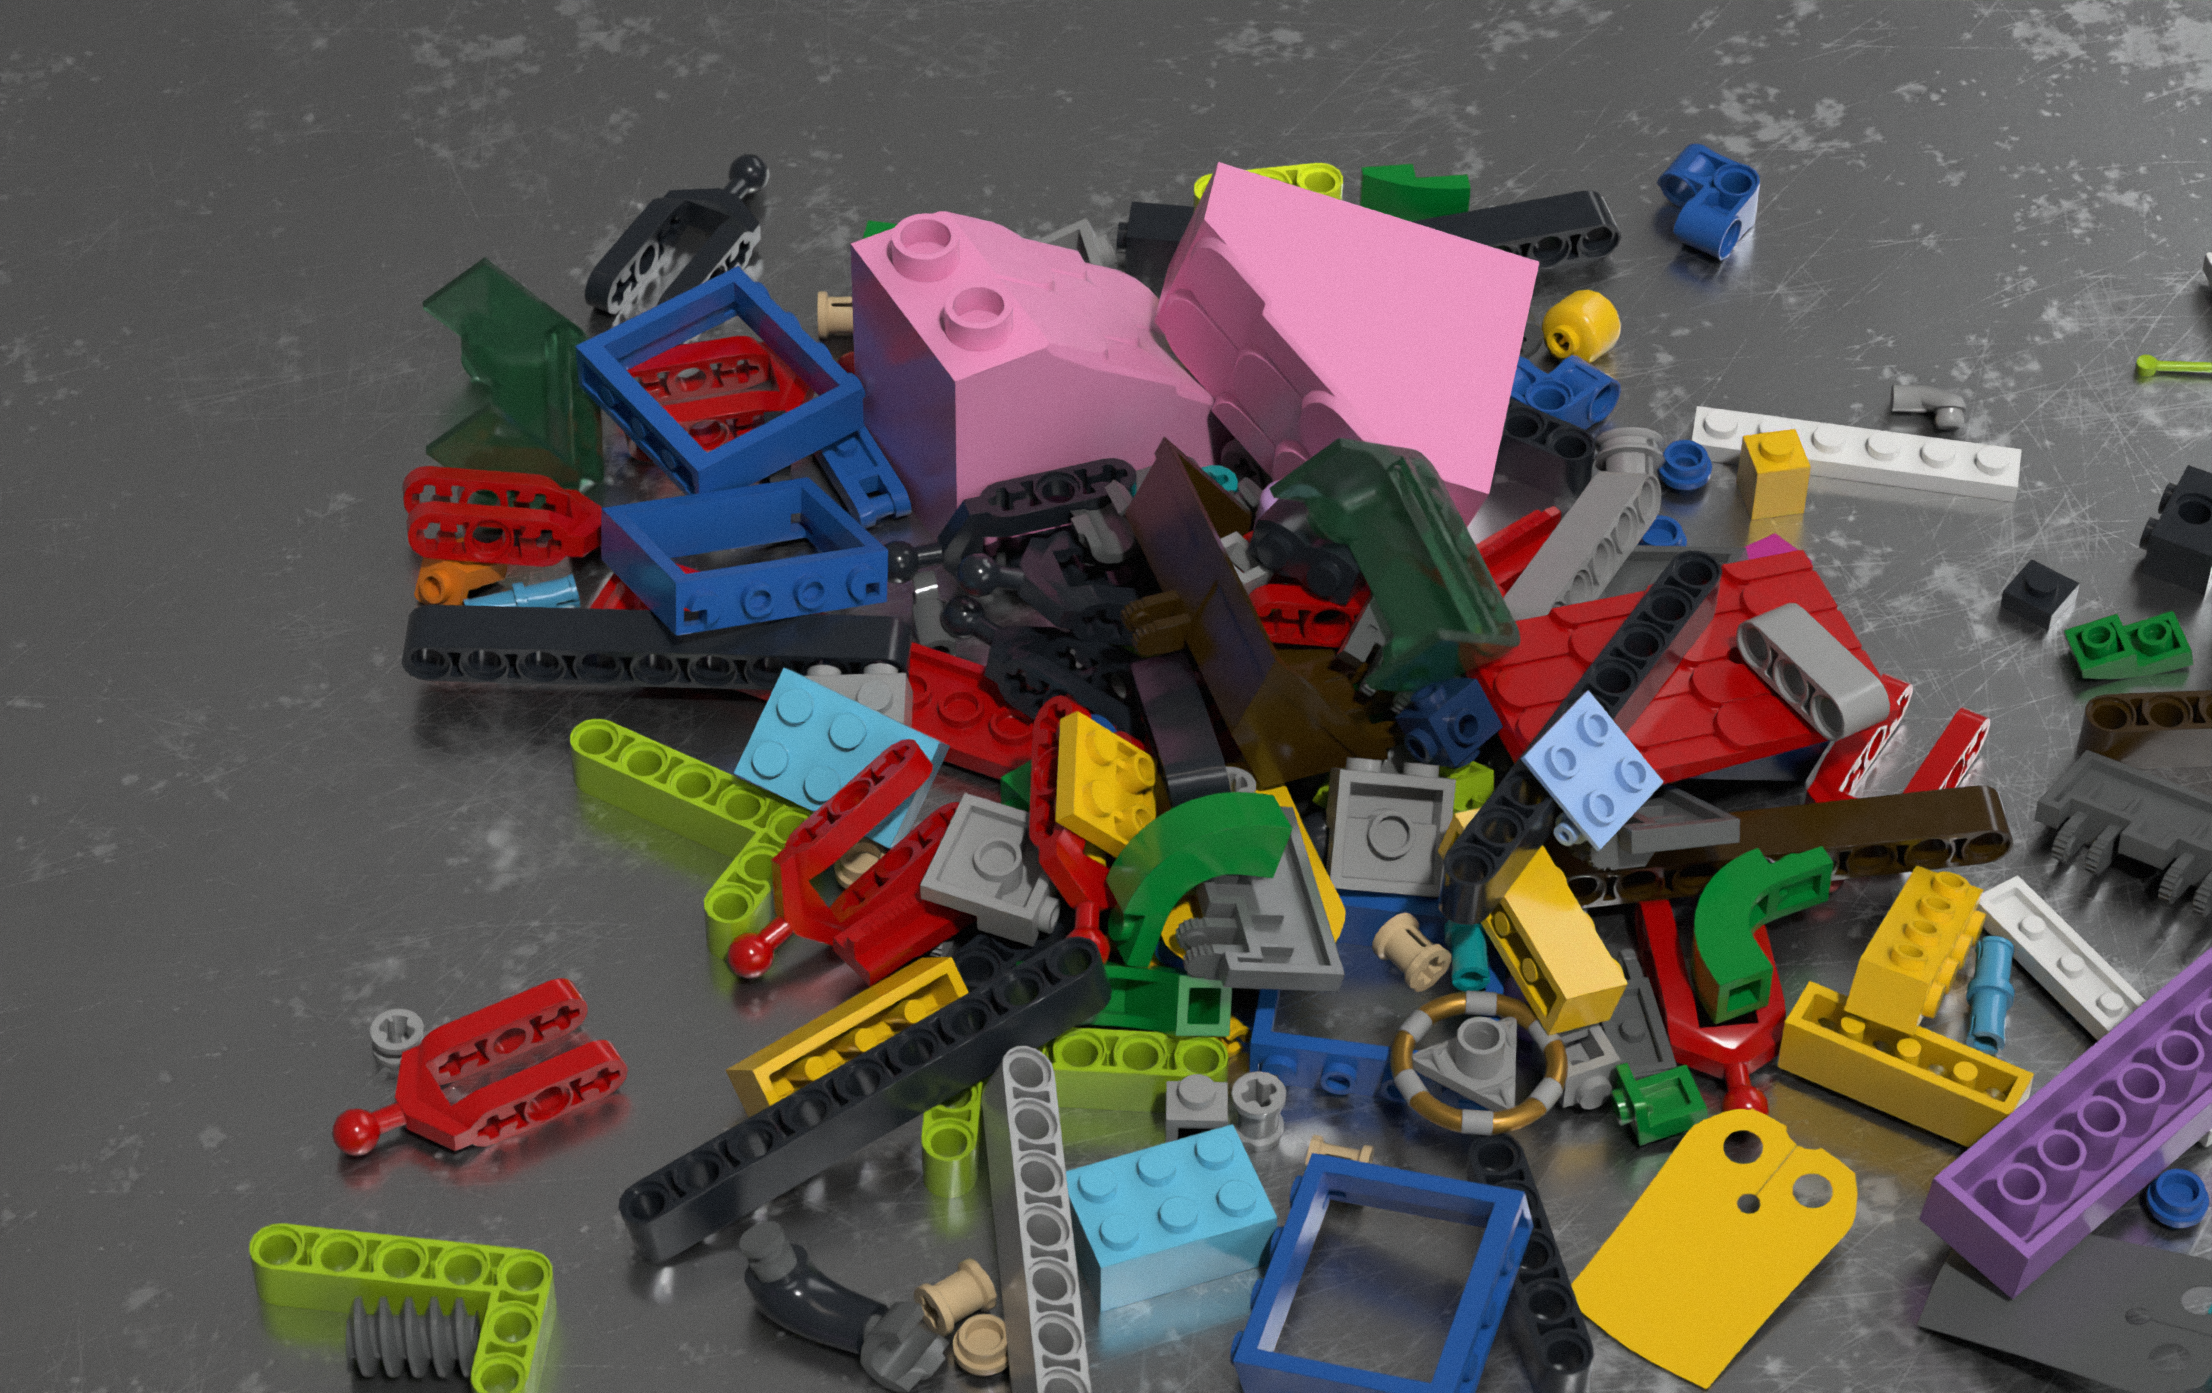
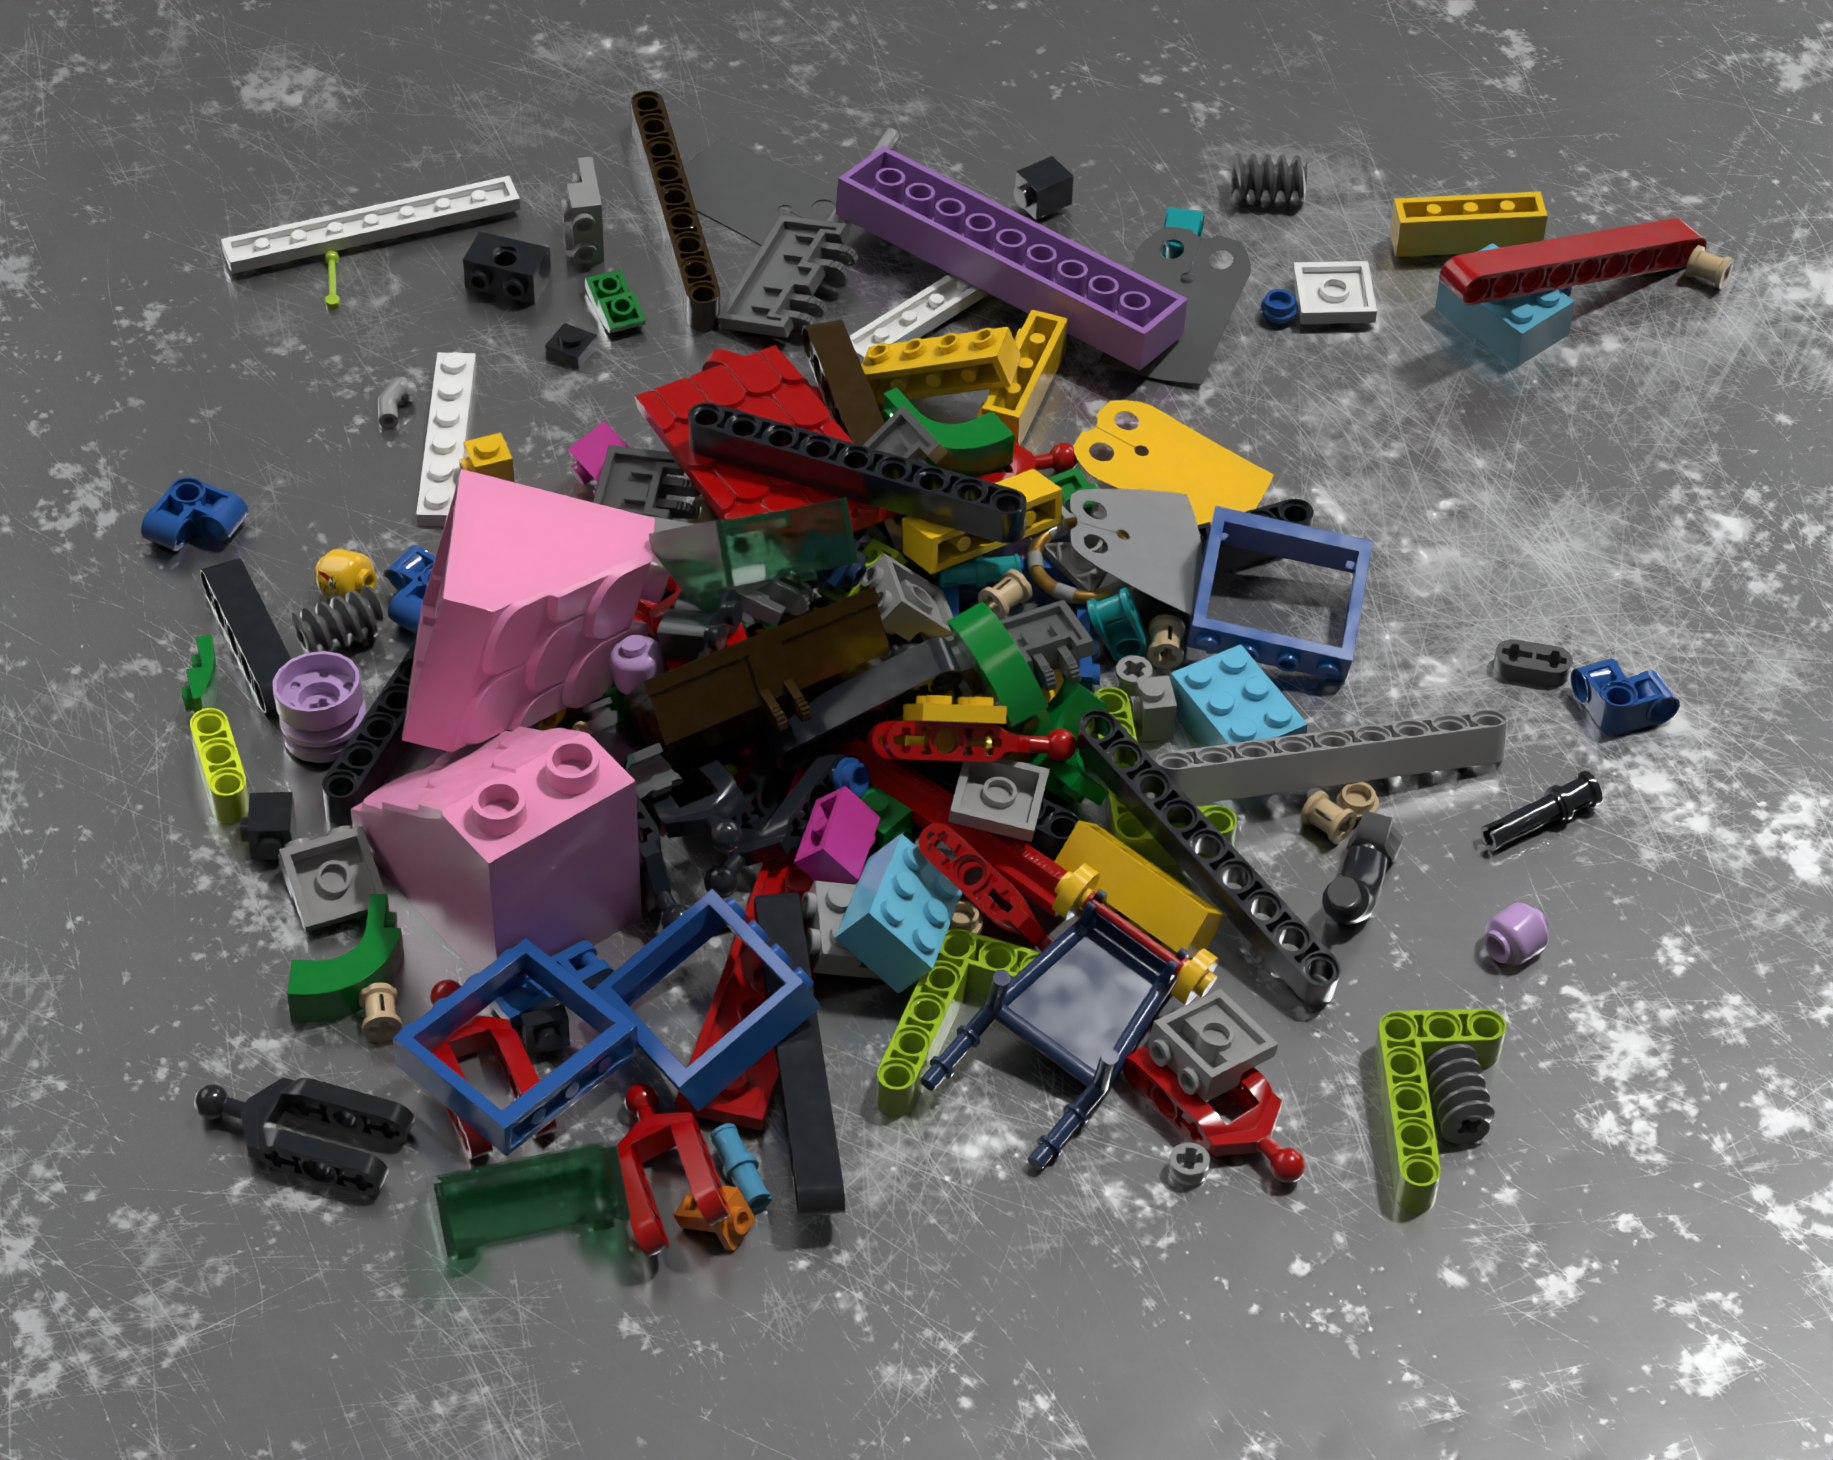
camera: 100 degrees left, 0 degrees up
(538, 1045) = (1210, 1044): none -> light grey plate
(670, 944) = (1082, 1000): none -> dark blue piece
(978, 713) = (837, 838): none -> dark pink brick
(1359, 1099) = (1119, 624): none -> teal piece
(1533, 1139) = (1163, 544): none -> piece
(1591, 774) = (896, 448): light blue hinge -> none
(1812, 671) = (771, 370): light grey beam -> none

